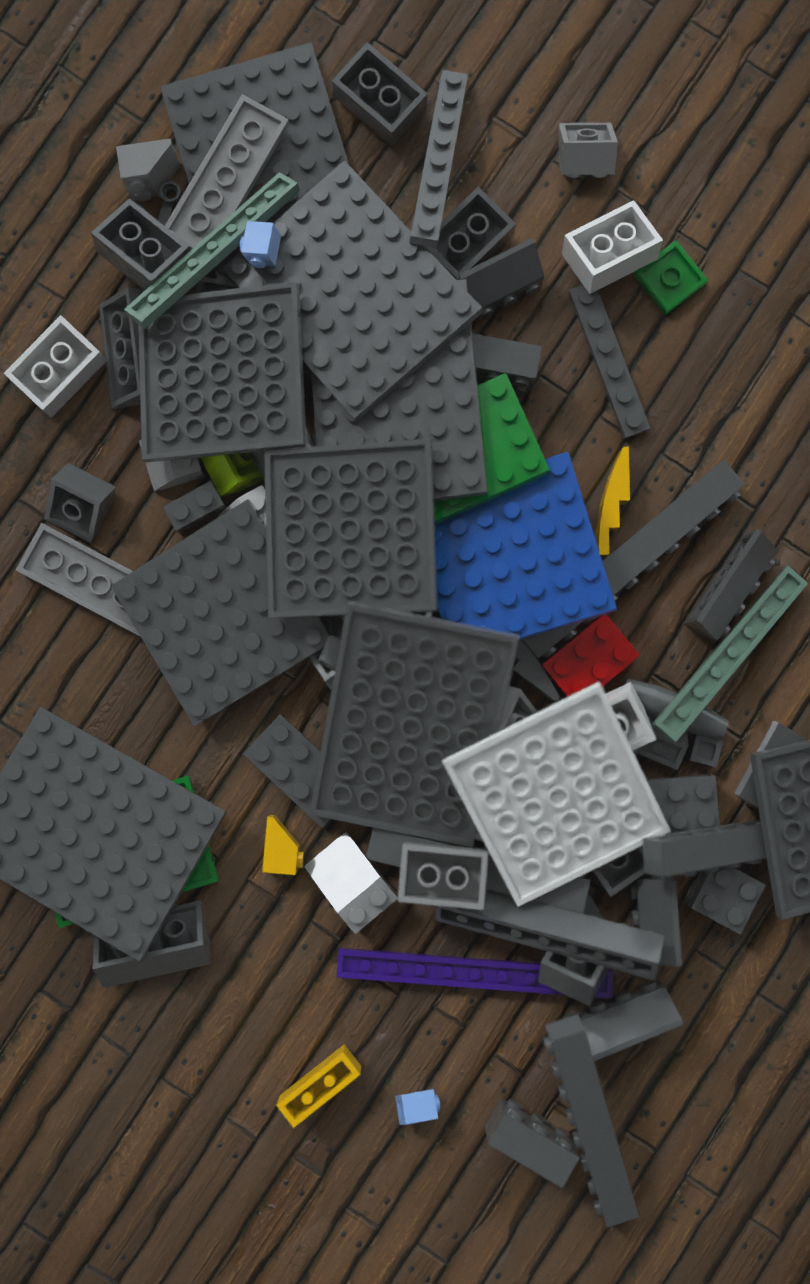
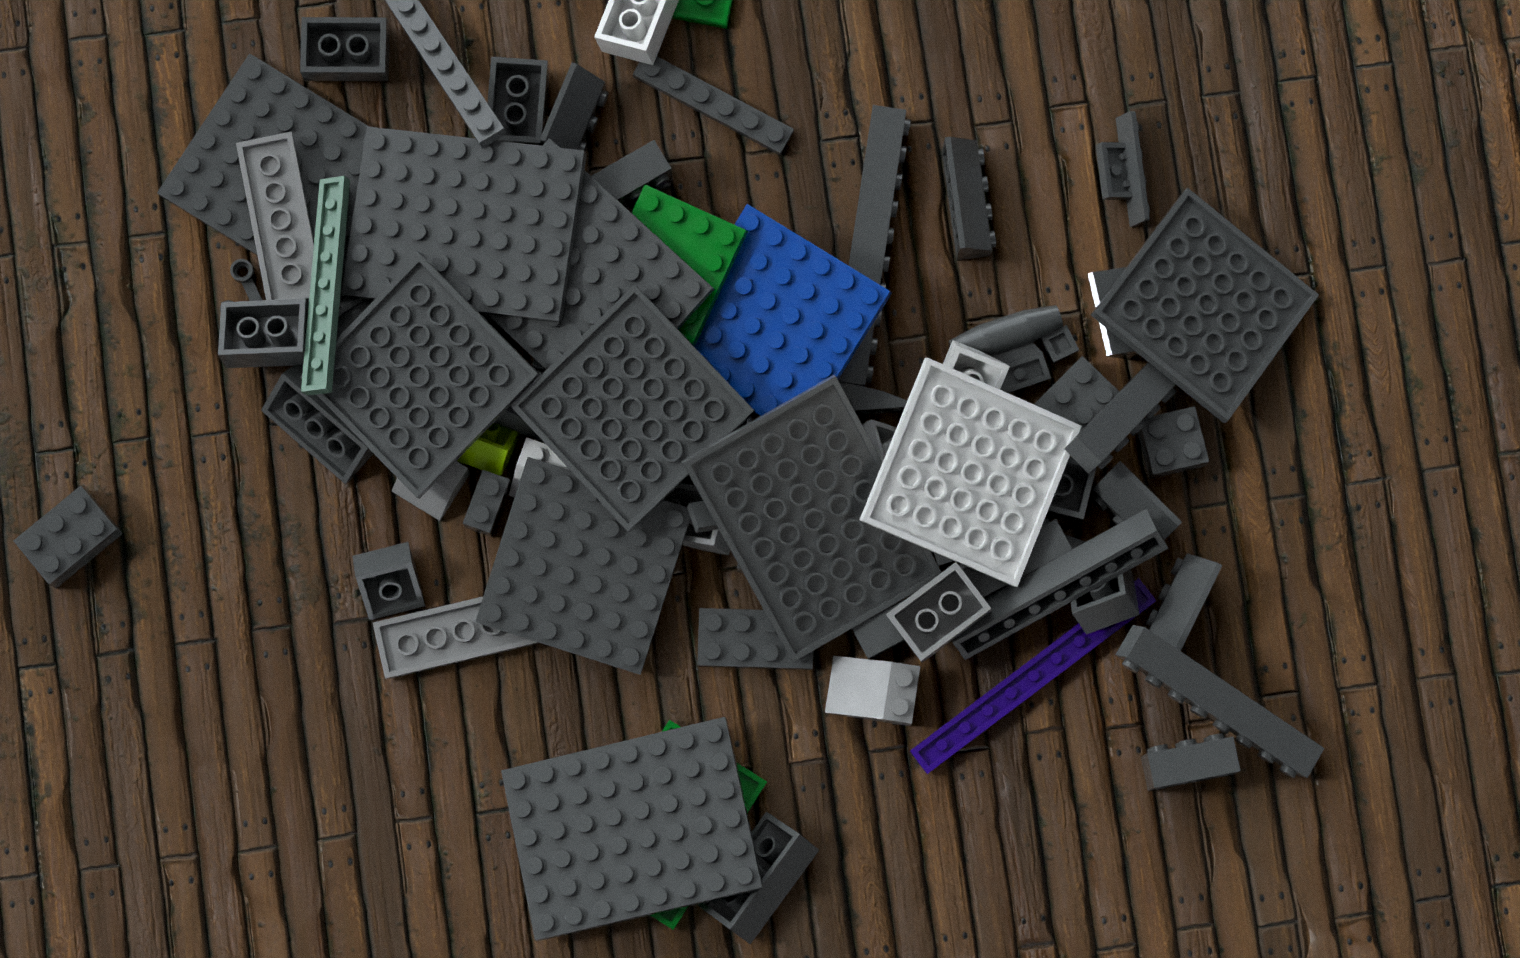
camera: 40 degrees left, 5 degrees down
(55, 366) = (274, 488): white brick -> none
(147, 167) = (209, 267): light grey slope -> none
(260, 244) = (361, 249): light blue brick -> none
(281, 849) = (795, 713): yellow slope -> none
(319, 1085) = (988, 868): yellow brick -> none
(417, 1107) = (1079, 817): light blue brick -> none
(590, 658) = (904, 343): red brick -> none
(615, 494) = (811, 204): yellow slope -> none
(729, 654) = (1010, 251): sand green plate -> none

